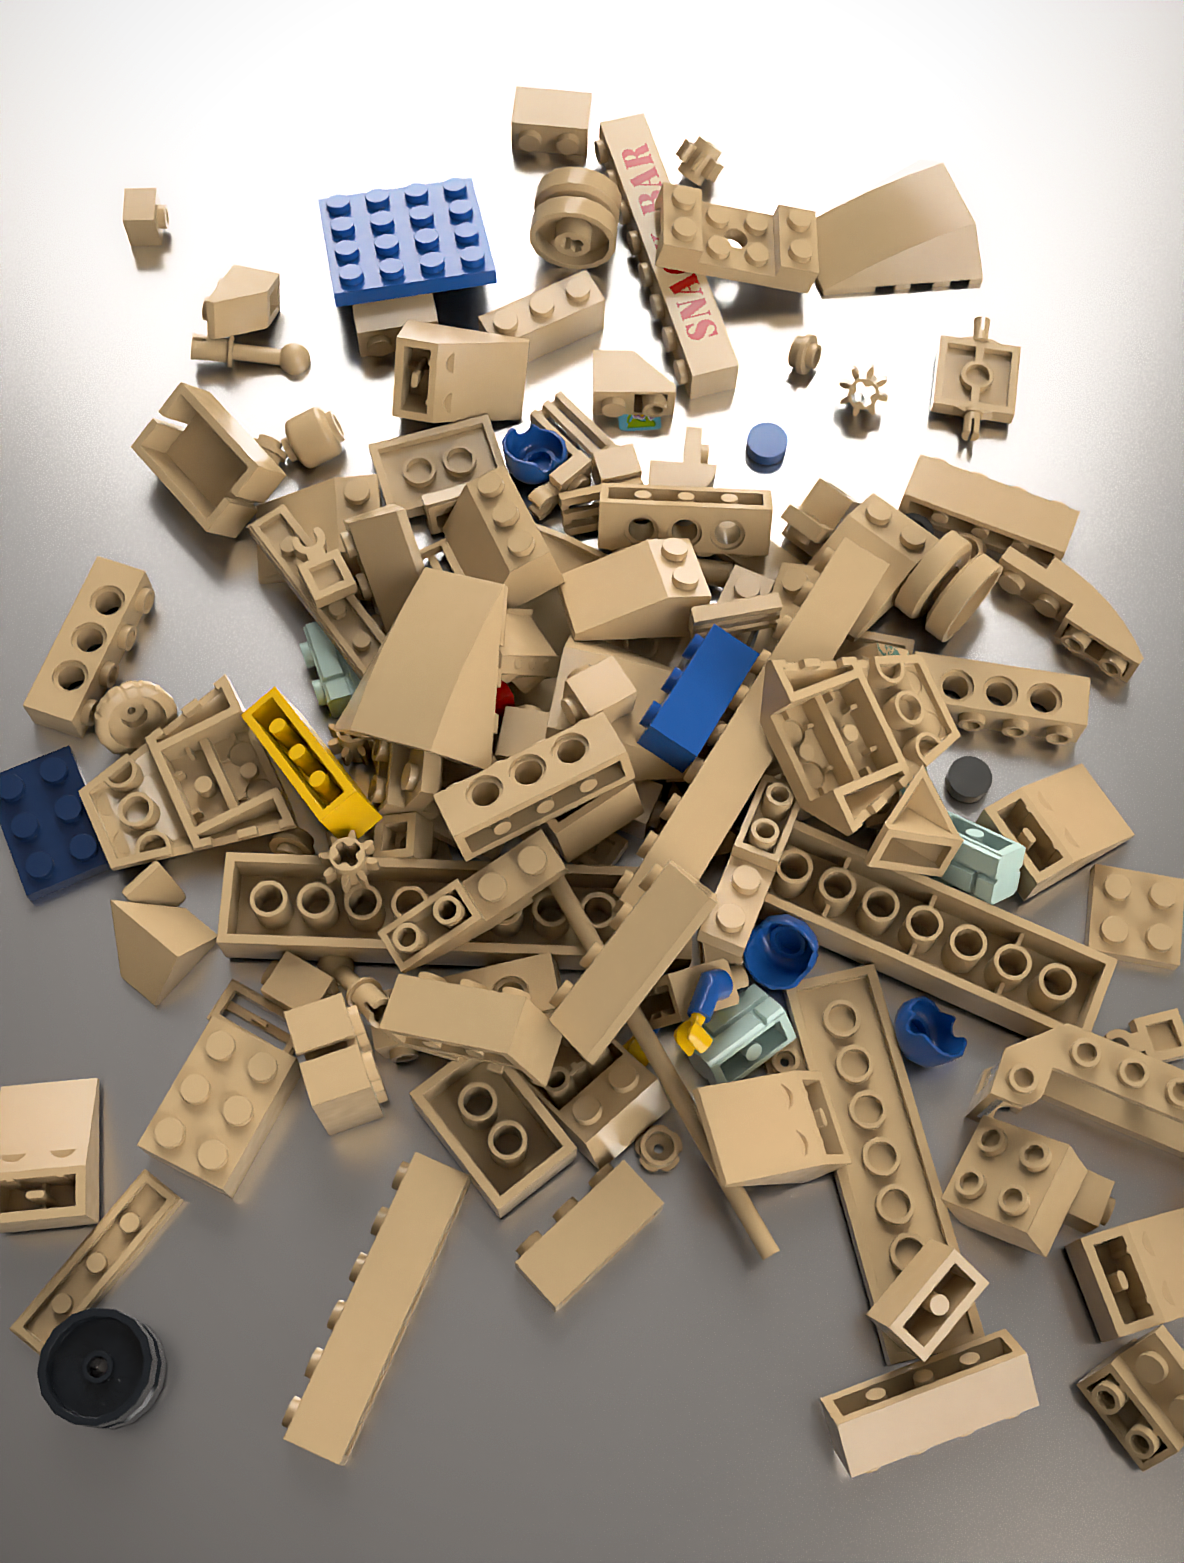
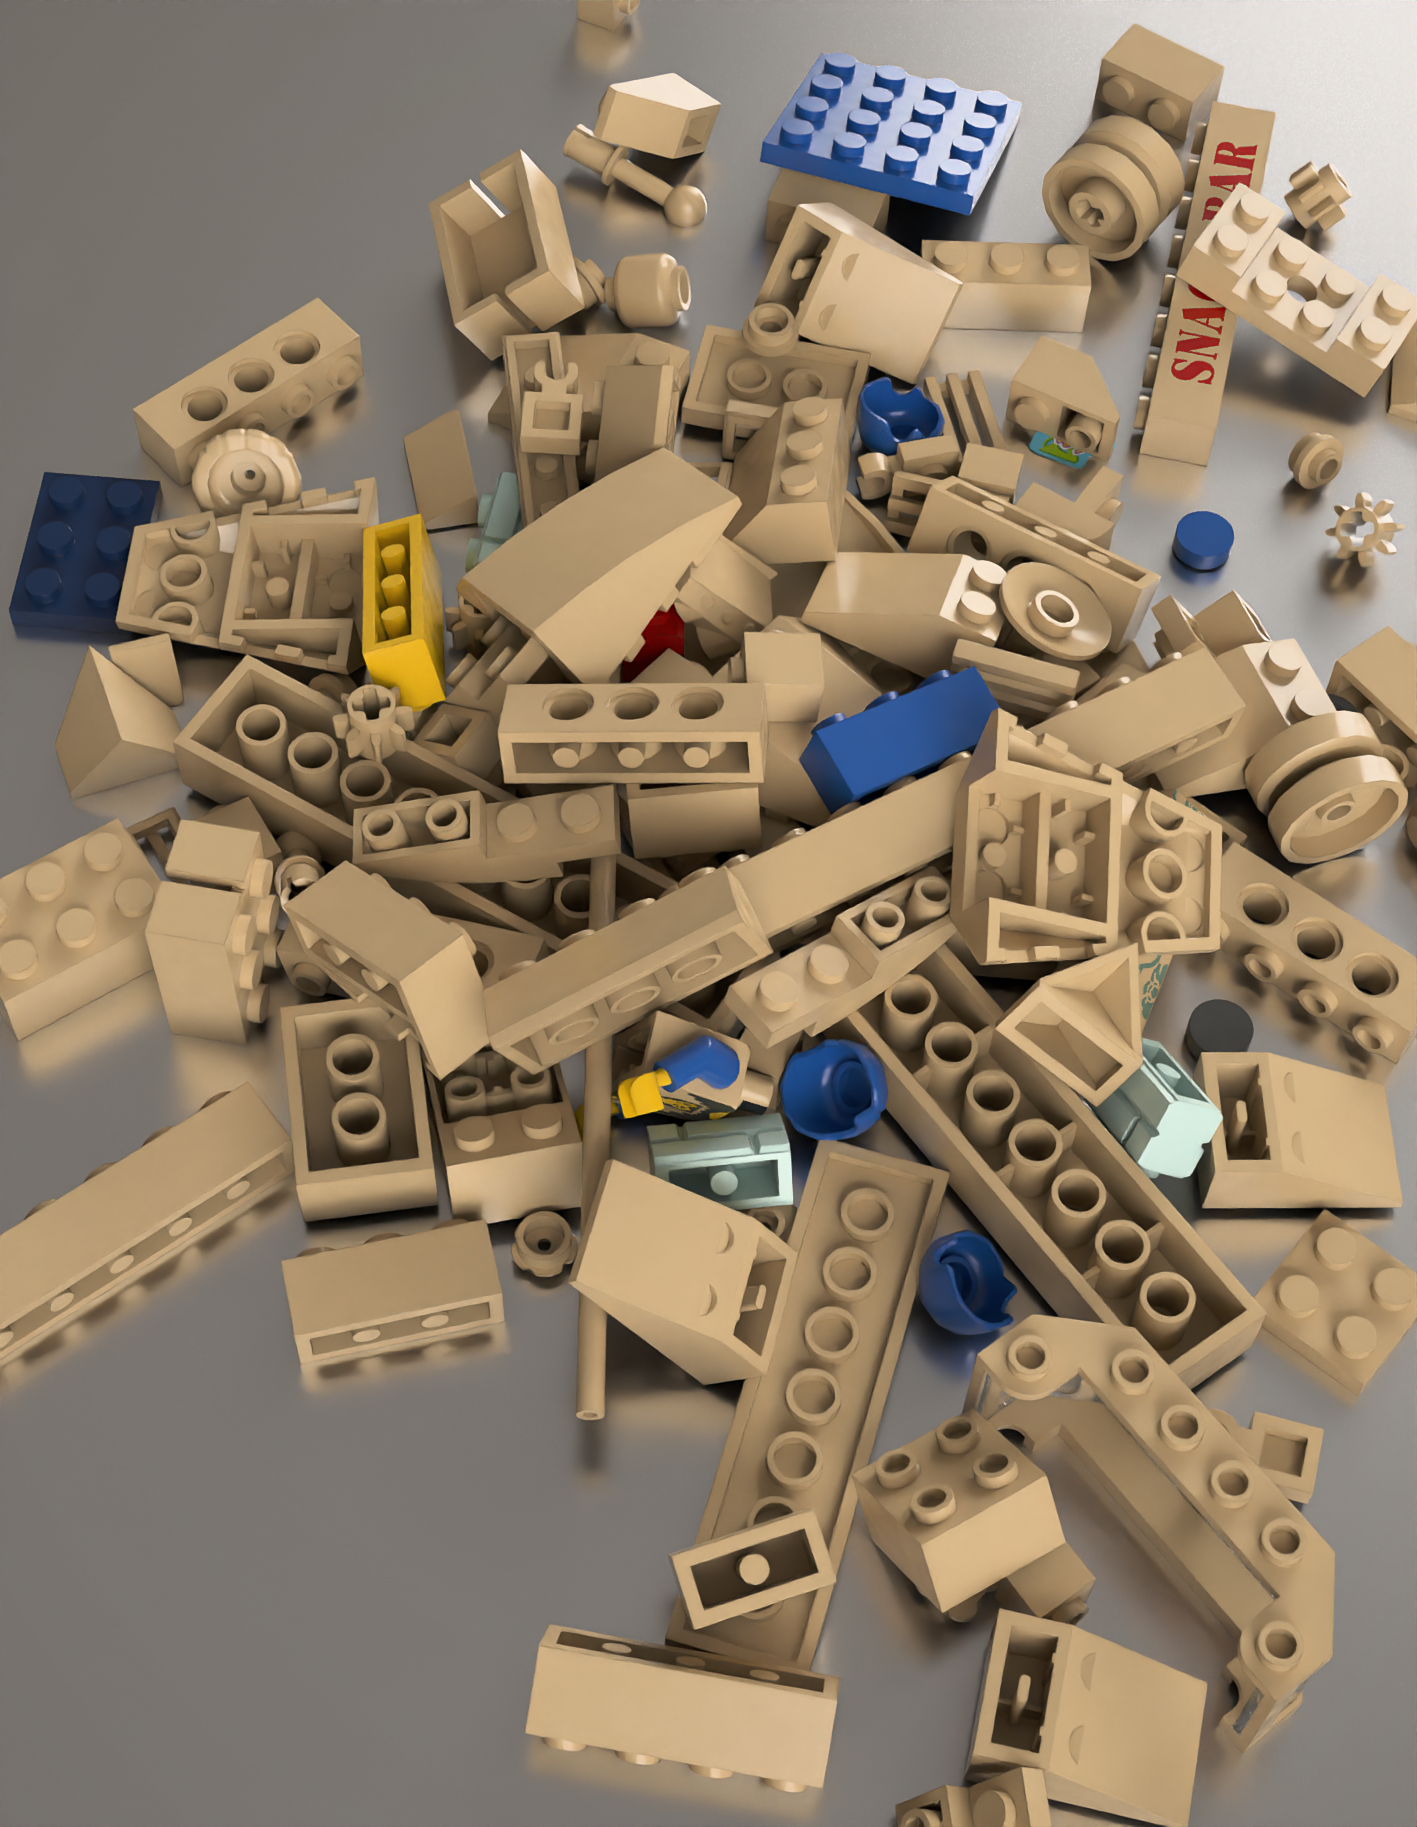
camera: 30 degrees right, 10 degrees down
(257, 640) = (442, 473): none -> tan slope
(417, 421) = (770, 330): none -> tan plate
(729, 552) = (1055, 611): none -> tan dish

